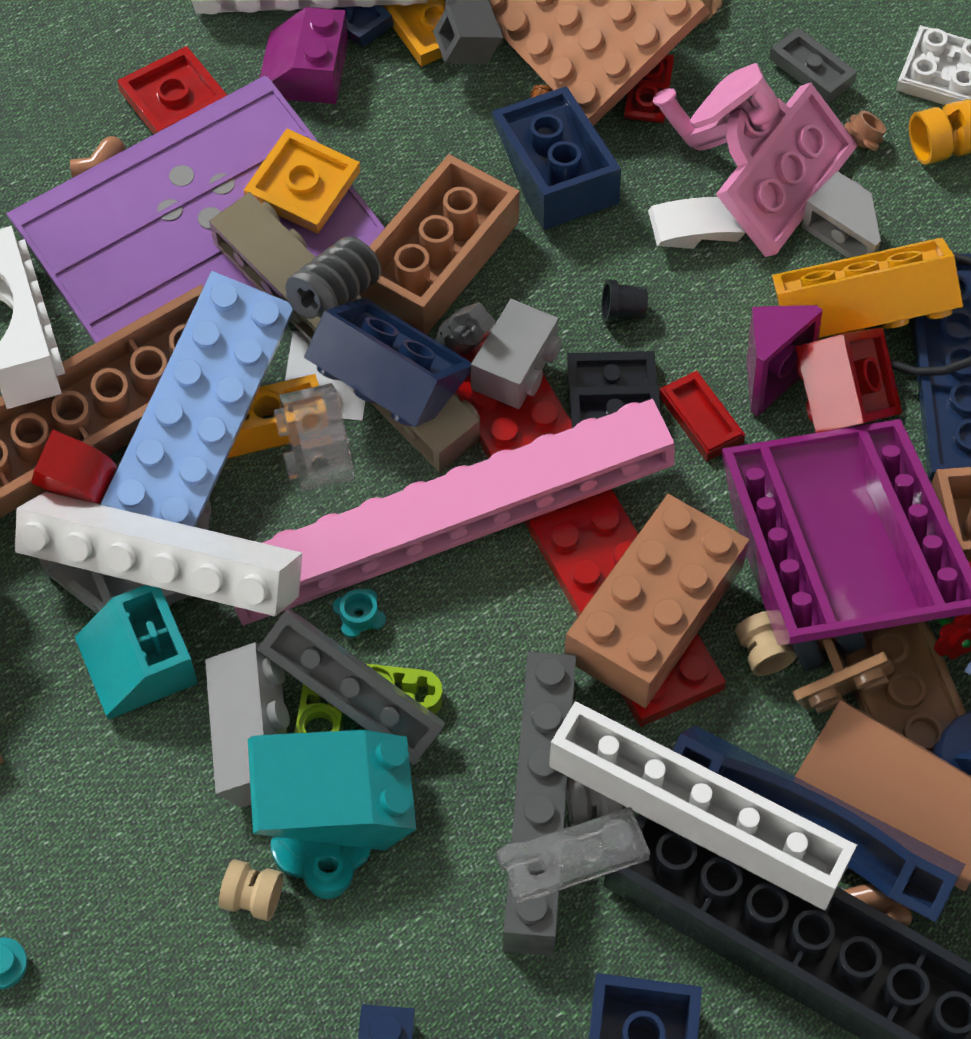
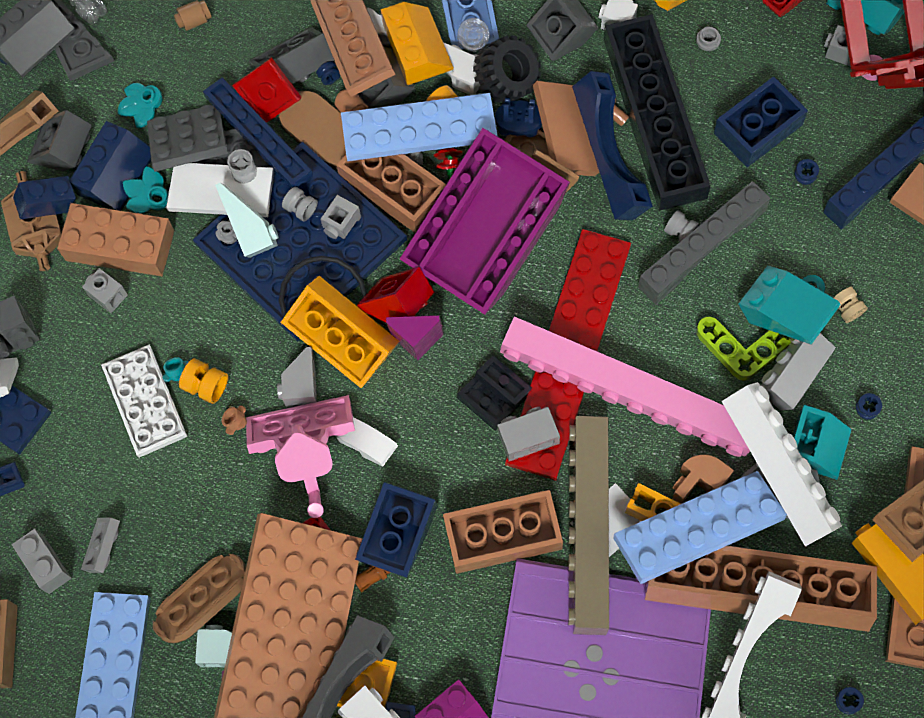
camera: 130 degrees left, 10 degrees up
(73, 469) = (788, 539): red brick -> none
(99, 759) = (867, 415): none -> dark blue bush
(256, 503) = (702, 471): none -> nougat brick
(303, 180) = (536, 623): light orange plate -> none
(315, 437) = (656, 471): clear brick -> none
(333, 277) = (585, 526): dark grey piece -> none
(349, 683) = (743, 343): dark grey plate -> none
(354, 601) = (703, 379): teal plate -> none
(386, 361) = (594, 469): dark blue slope -> none
(466, 329) = (541, 465): dark grey hinge -> none
(574, 855) = (722, 195): clear plate -> none
(623, 302) = (444, 430): black piece -> none
(656, 600) = (584, 269): nougat brick -> none
(701, 415) = (466, 350): red tile -> none
(701, 805) = (662, 165): white brick -> none
(765, 654) = (551, 235): tan wheel -> none
(813, 64) = (213, 479): dark grey plate -> none

